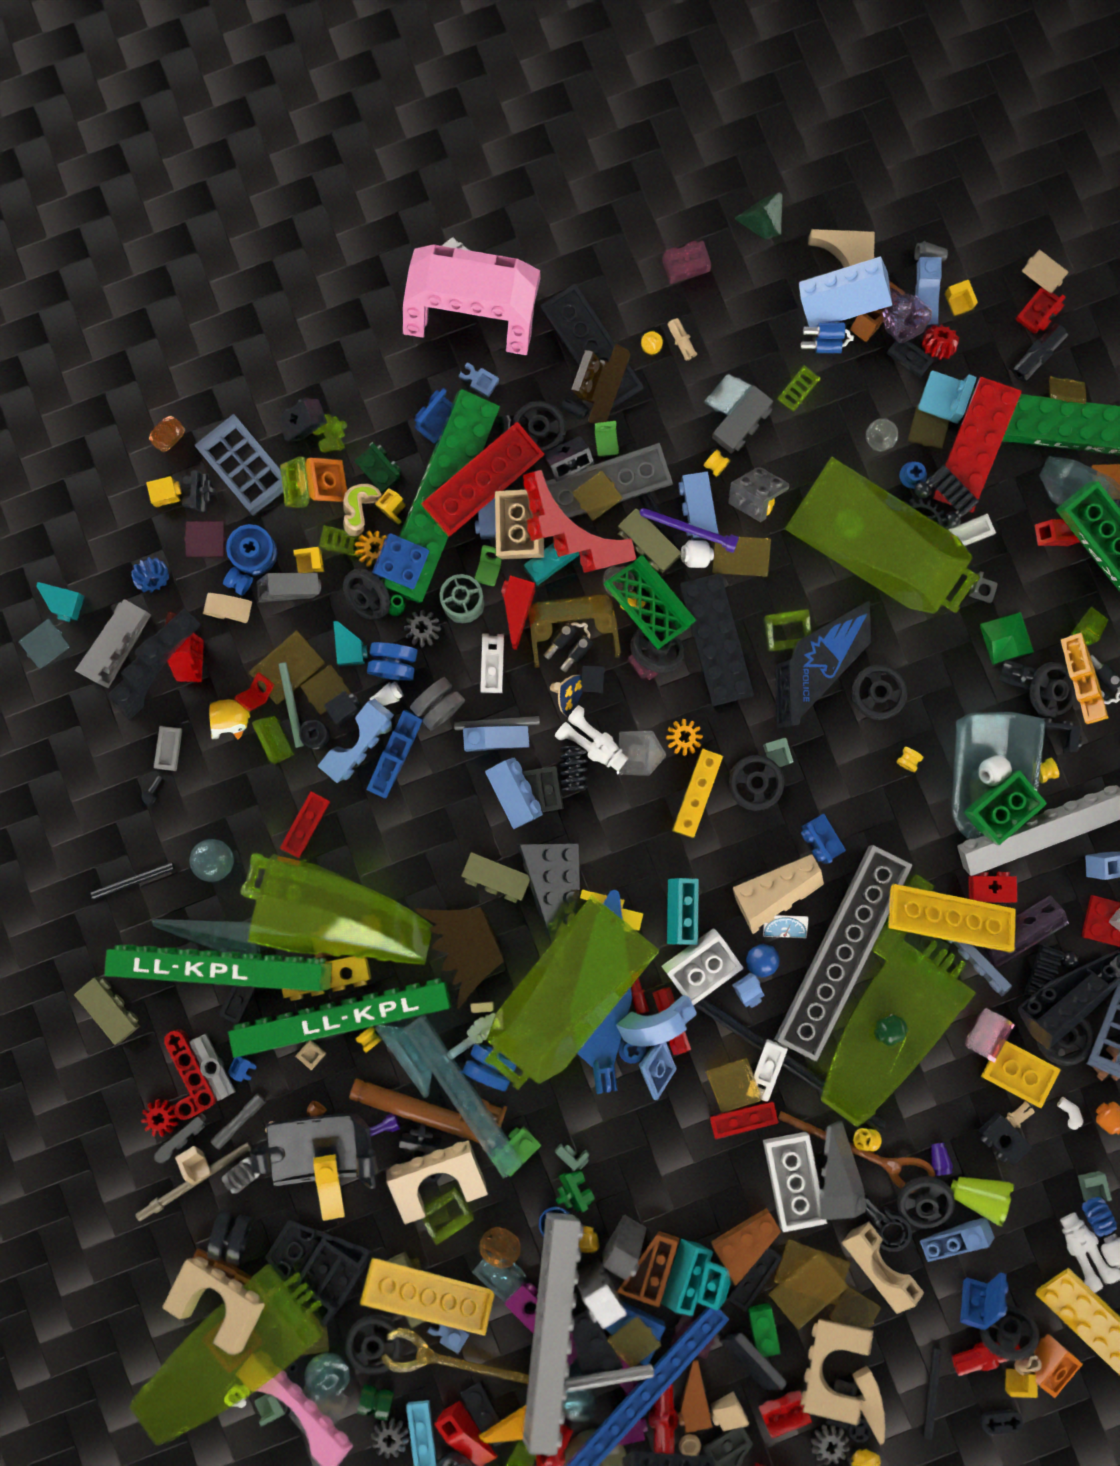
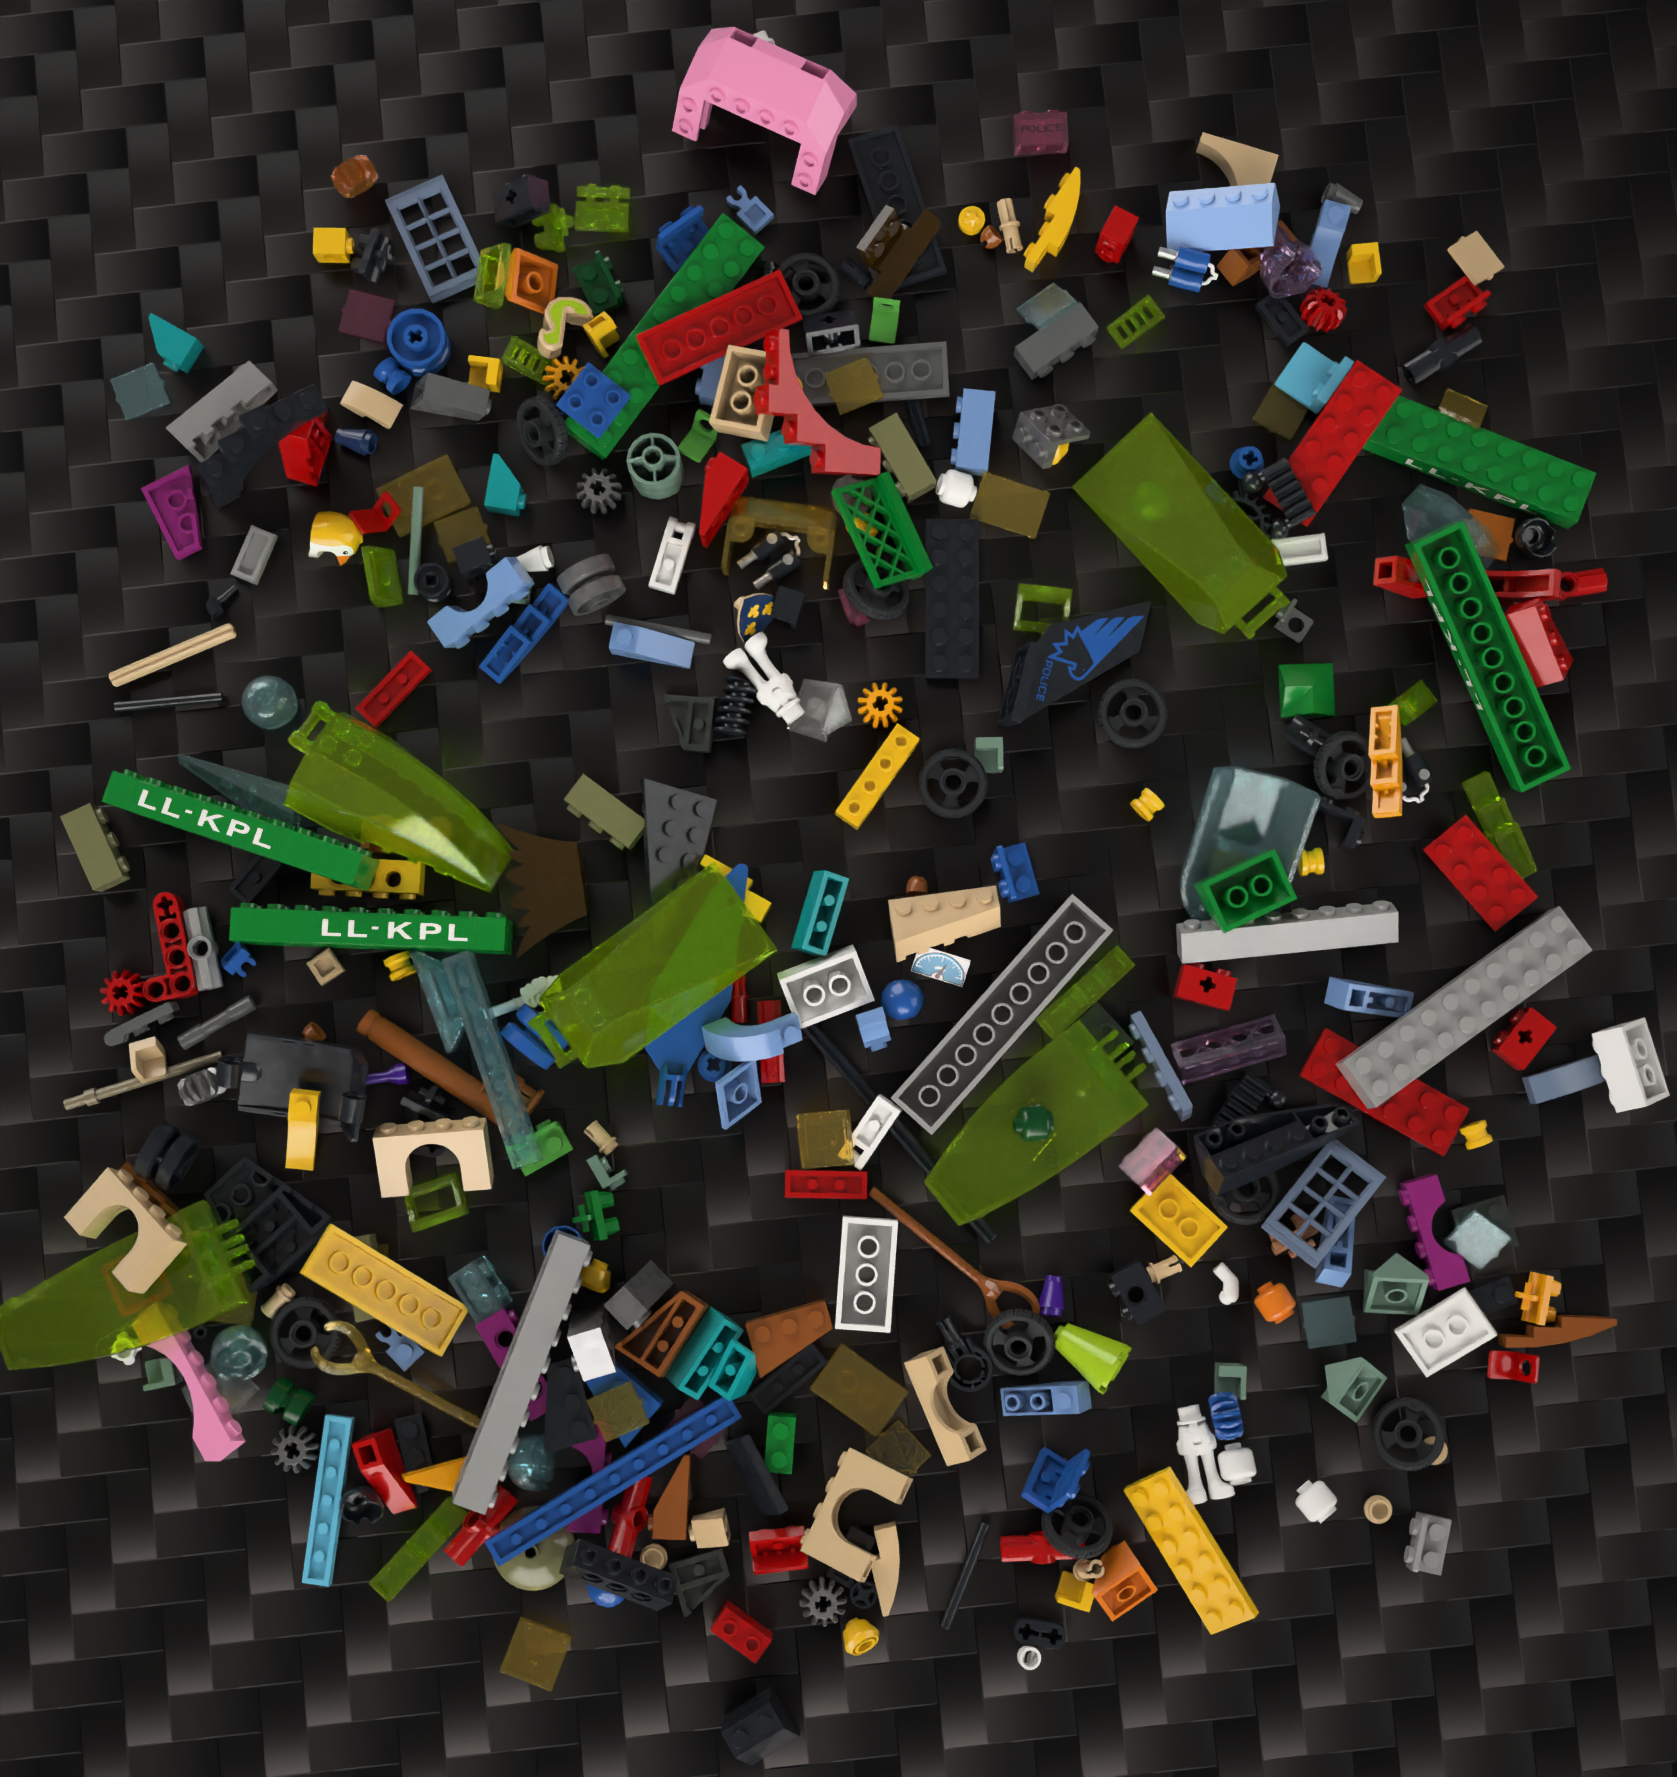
camera: 15 degrees right, 0 degrees up
(98, 730) = (176, 511): none -> magenta wing
(125, 843) = (172, 655): none -> tan axle
(150, 574) = (288, 340): blue gear -> none
(225, 638) = (358, 440): none -> dark blue cone
(347, 1321) = (282, 1295): none -> tan pin
(367, 413) = (602, 215): none -> clear neon green plate
(392, 661) = (550, 519): blue wheel -> none
(396, 610) = (572, 459): green cone -> none
(482, 1007) = (547, 964): tan tile -> none
(500, 1247) = (489, 1256): clear orange wheel -> none
(514, 792) = (655, 717): medium blue brick -> none
(560, 1130) = (601, 1138): none -> tan pin
(610, 1377) = (576, 1445): light grey axle -> none
(671, 351) = (992, 236): none -> dark orange hinge
(716, 463) = (1010, 385): yellow wheel -> none
(720, 320) = (1059, 219): none -> yellow slope
(727, 542) = (996, 482): dark purple piece -> none
(750, 869) = (917, 886): none -> dark orange hinge
(764, 217) = (1150, 103): clear green slope -> none
(767, 326) = (1116, 235): none -> red brick
(808, 1290) = (847, 1409): clear yellow tile -> none
(843, 1187) = (922, 1294): dark grey wedge -> none
(863, 1135) = (969, 1247): yellow wheel -> none
(881, 434) = (1220, 403): clear hair -> none
(952, 918) = (1143, 1006): yellow plate -> none
(995, 770) = (1245, 843): white head -> none
(1002, 1443) = (1033, 1657): none -> white hinge

